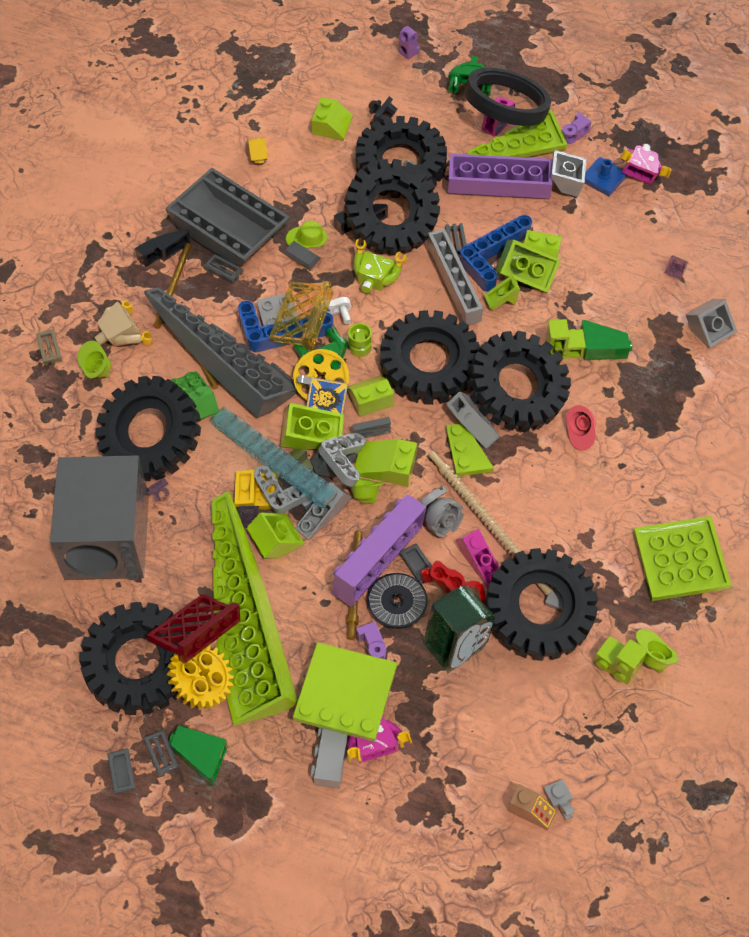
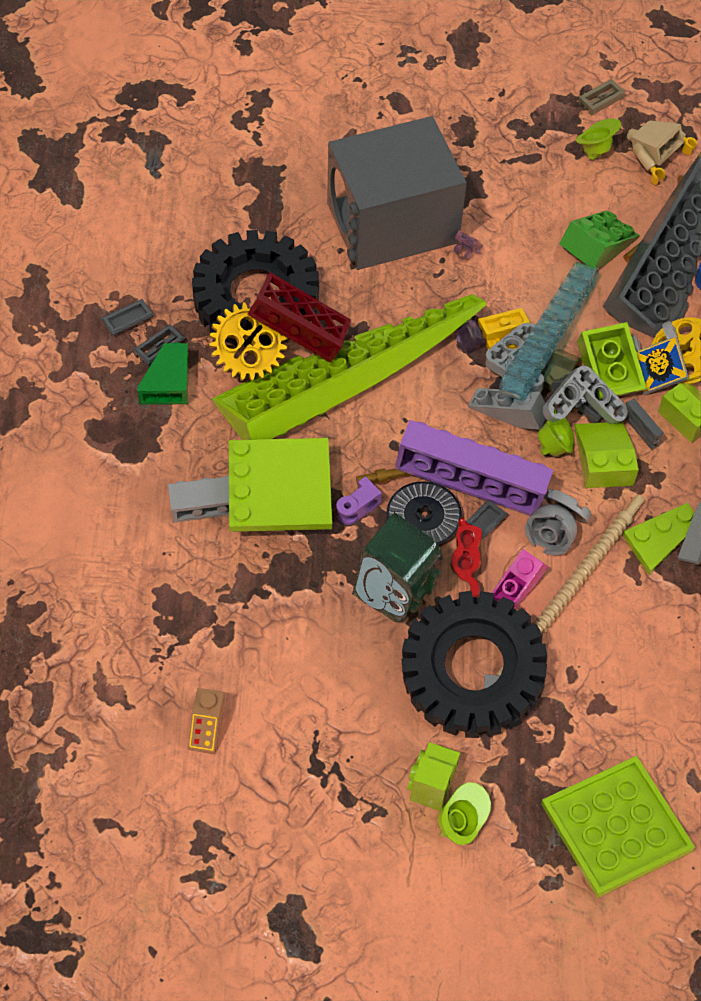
camera: 70 degrees right, 0 degrees up
(180, 430) = (566, 215): black tyre -> none
(274, 535) = (456, 368): lime slope -> none
(385, 743) = (238, 546): dark pink torso -> none
(560, 796) = (230, 750): light grey plate -> none

